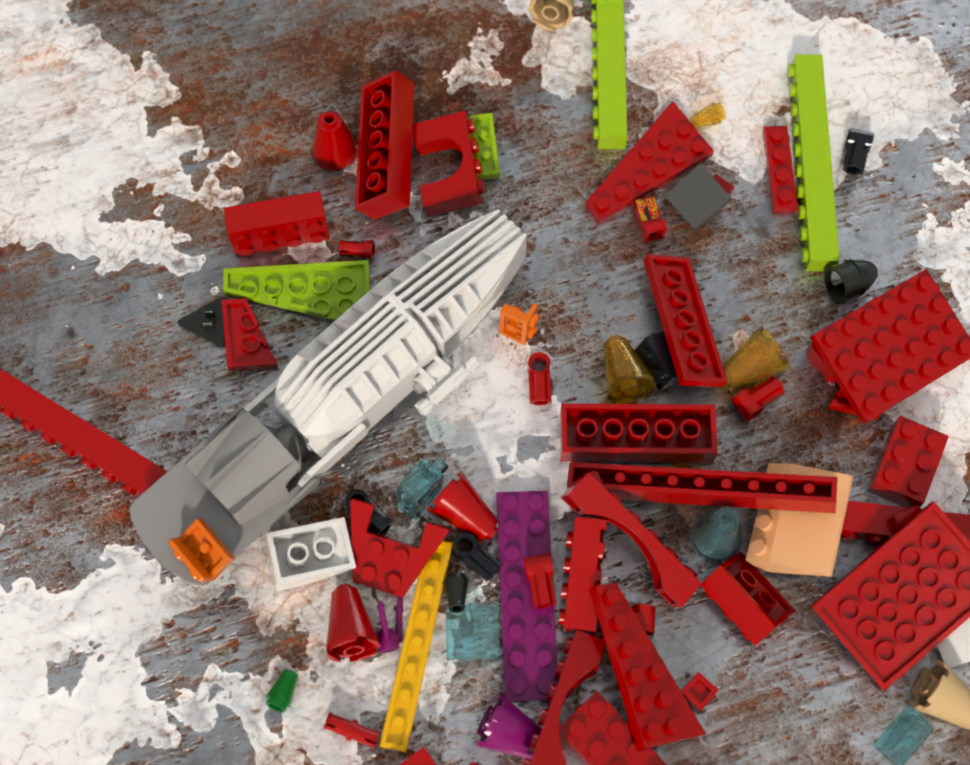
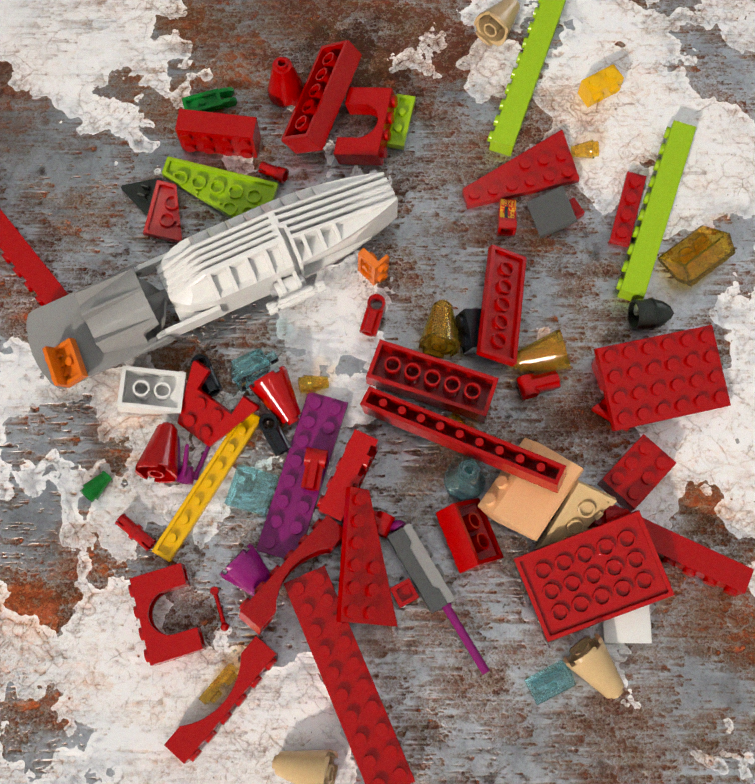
camera: 20 degrees right, 5 degrees up
(249, 188) = (210, 100): none -> green hinge
(456, 590) = (249, 455): pearl dark grey cone -> none
(496, 482) = (310, 383): none -> clear yellow cone
(670, 577) = (414, 499): red arch -> none
(697, 39) = (600, 85): none -> yellow brick
(721, 666) = (429, 580): none -> piece
(858, 146) = (696, 212): black piece -> none
(862, 529) = (577, 512): none -> tan wing
(877, 196) = (697, 254): none -> clear yellow slope

